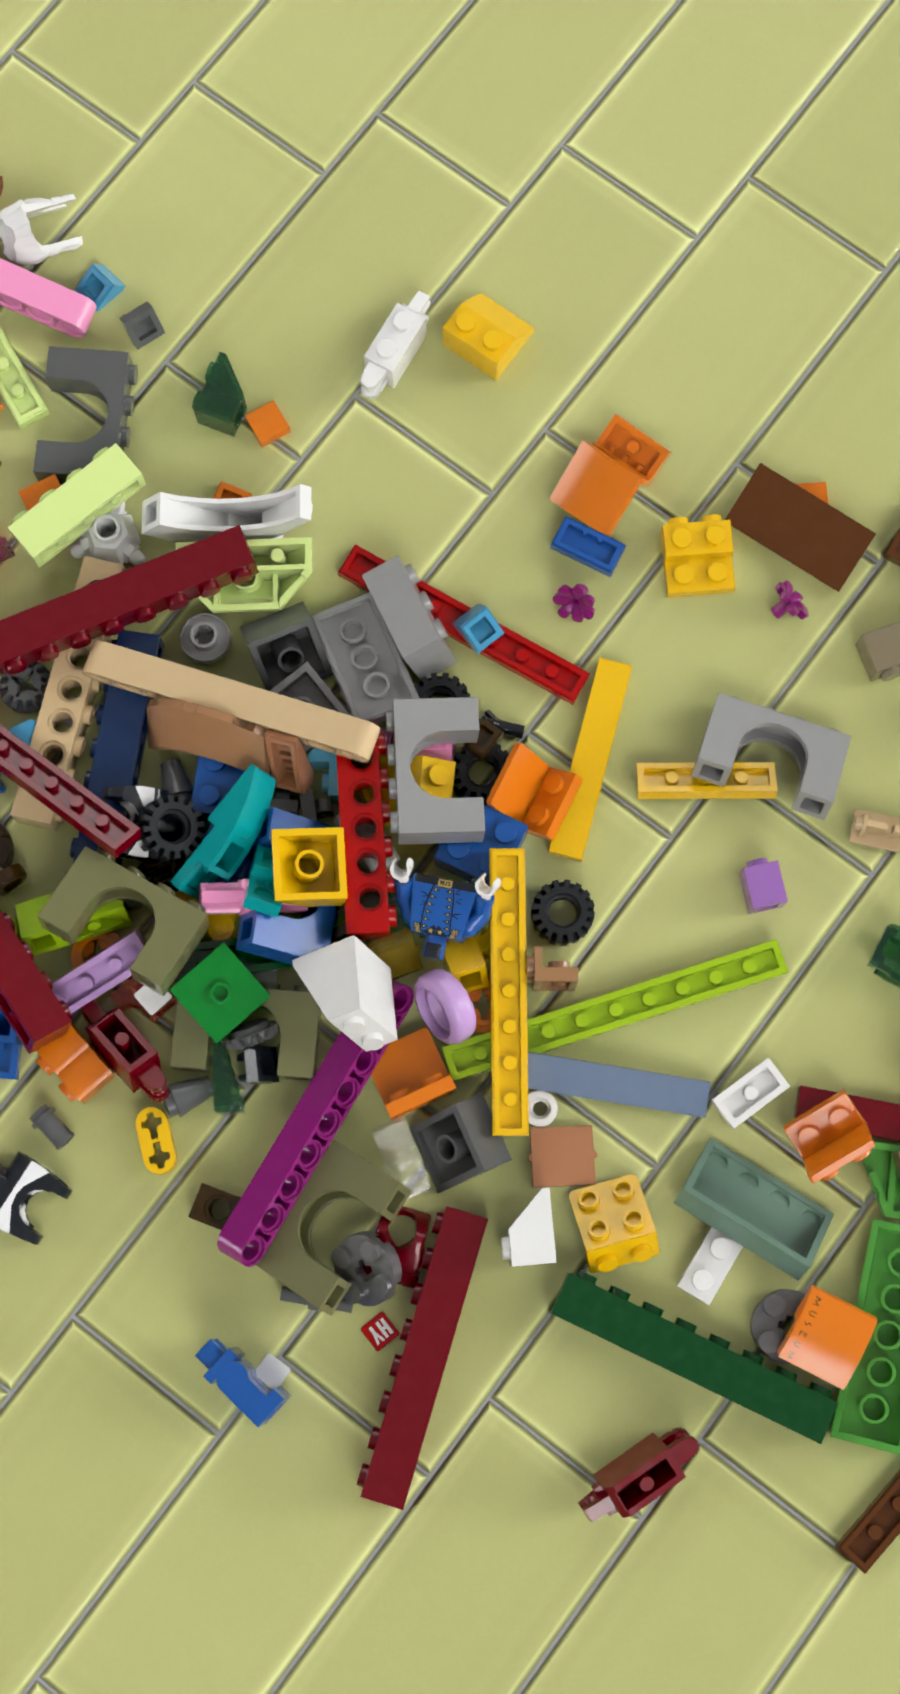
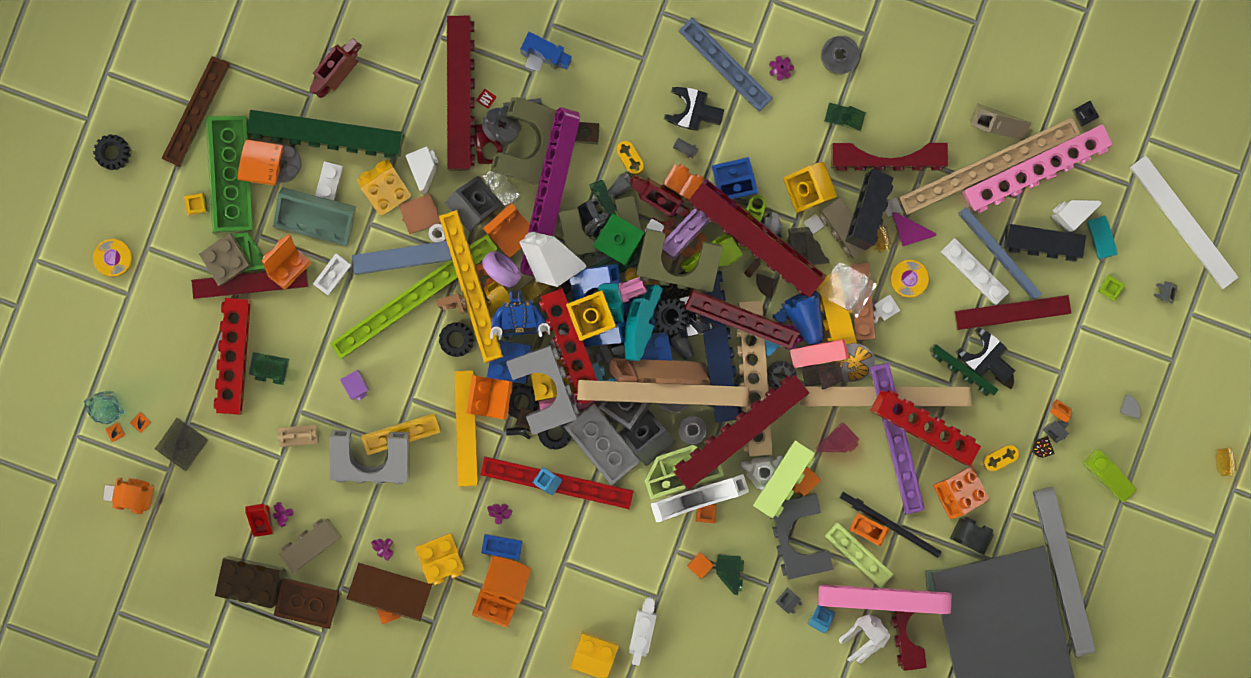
camera: 160 degrees right, 10 degrees up
(409, 617) = (585, 473): light grey wedge -> none

